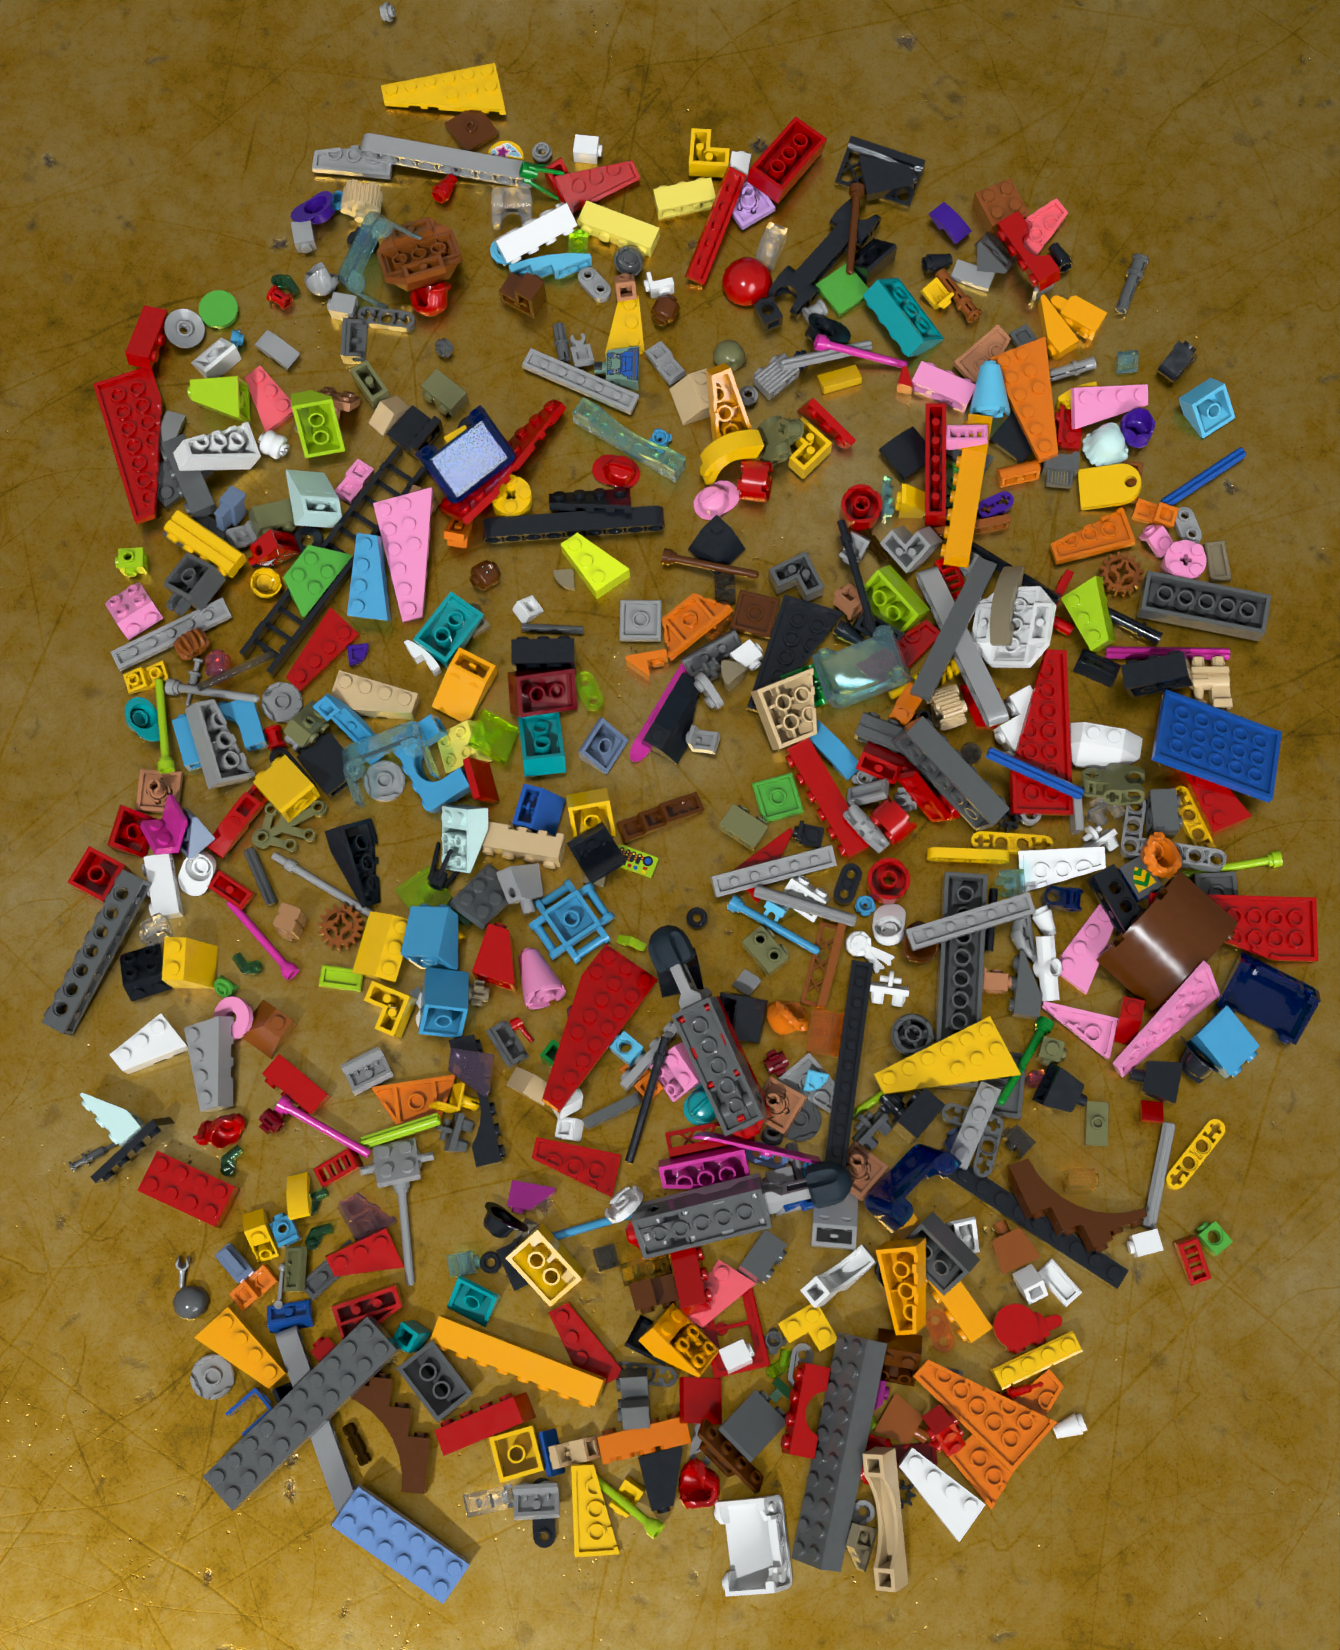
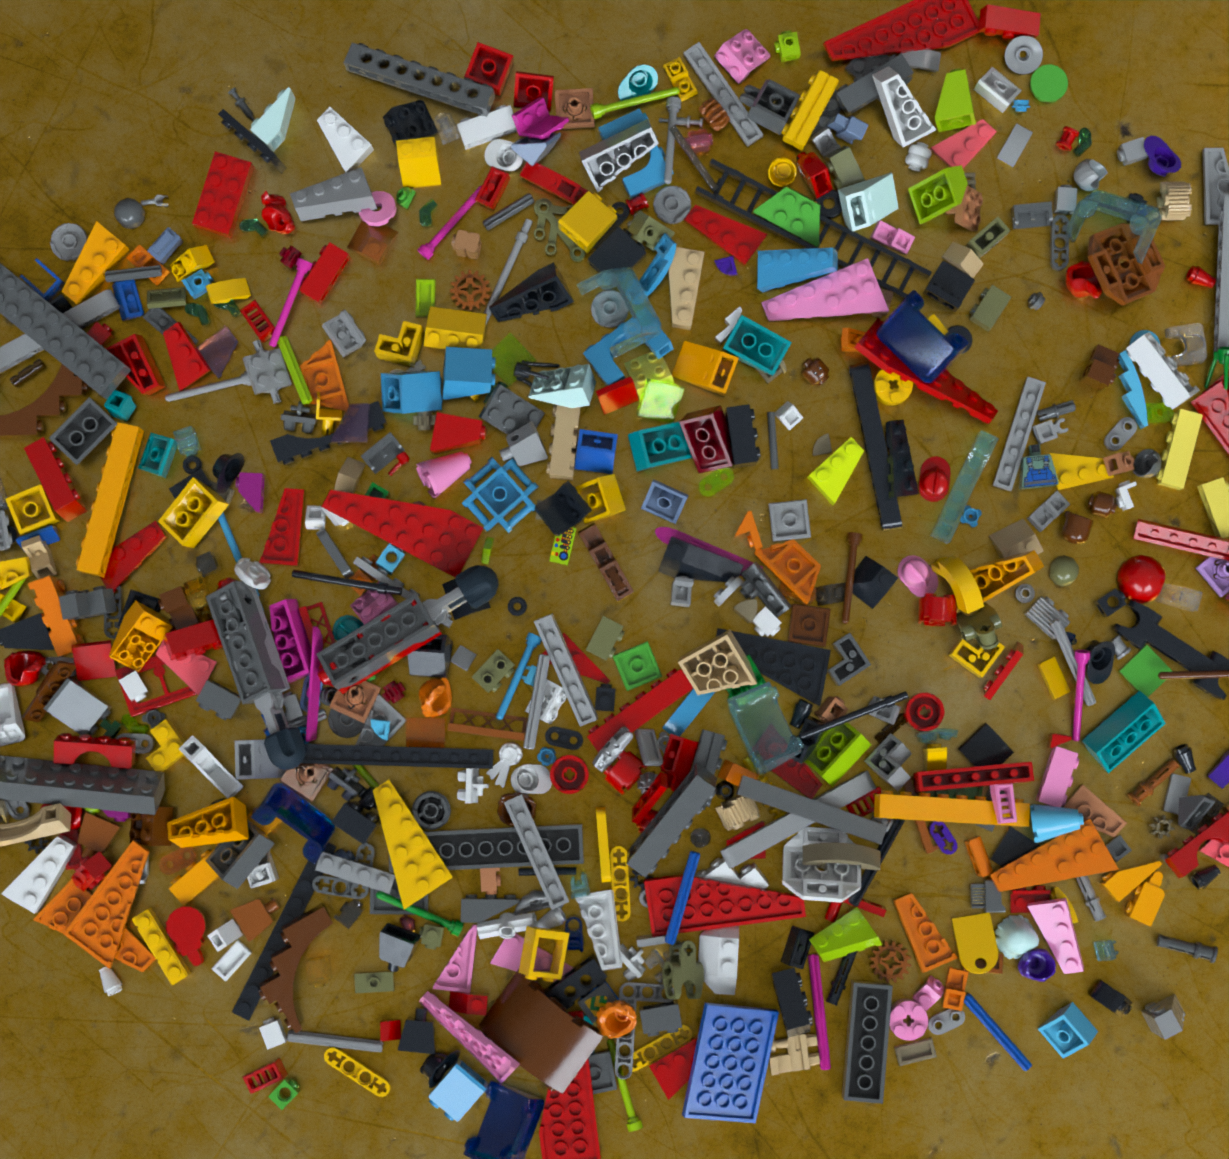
camera: 75 degrees right, 10 degrees up
(261, 1303) = (133, 273): none -> dark grey axle
(278, 1304) = (135, 288): light grey hinge -> none
(337, 199) = (1178, 176): dark azure plate -> none
(687, 335) = (1076, 528): none -> reddish brown helmet
(874, 259) = (1180, 696): black slope -> none
(937, 294) = (1151, 762): yellow bracket -> none
(1004, 292) = (1156, 825): none -> dark tan gear
(1019, 1390) = (131, 928): red piece -> none
(1078, 940) = (530, 948): none -> yellow window
(1202, 310) = (1165, 1017): none -> light grey wedge

